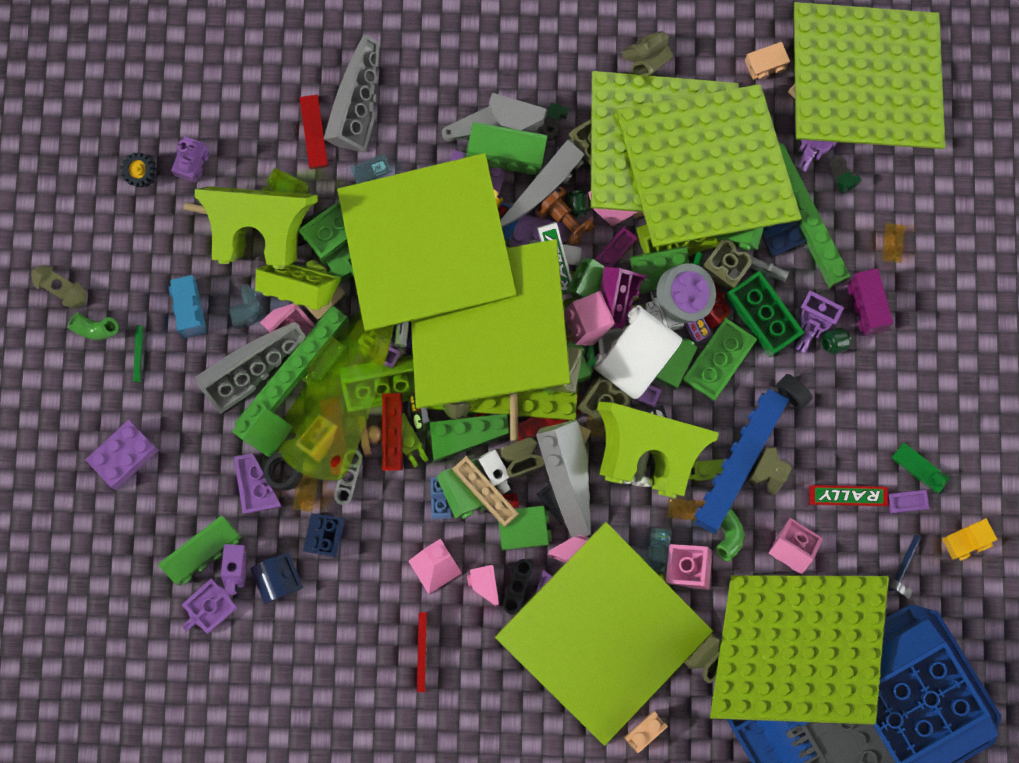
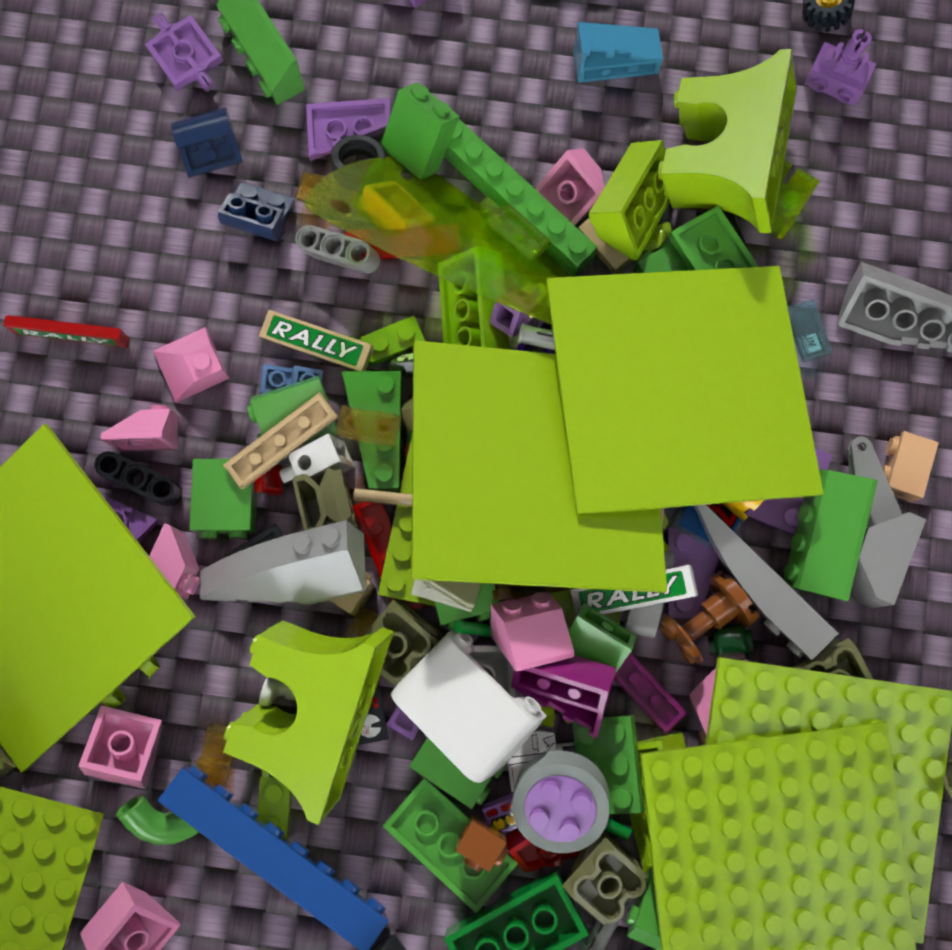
camera: 95 degrees right, 0 degrees up
(234, 567) = (224, 79): medium lavender torso -> none
(244, 369) = (517, 123): light grey wedge -> none
(247, 313) = (601, 137): clear light blue brick -> none
(313, 131) = (878, 252): red tile -> none
(370, 435) = (396, 285): medium nougat tile -> none
(392, 432) = (396, 318): red tile -> none
(412, 483) = (316, 341): none -> tile
(454, 103) = (909, 465): none -> light nougat brick
(469, 436) = (368, 426): none -> clear yellow slope
(553, 119) = (872, 618): leg -> none
(659, 549) = (155, 701): clear light blue brick -> none
(717, 336) = (481, 844): none -> dark orange brick
(770, 470) = (251, 907): olive piece -> none

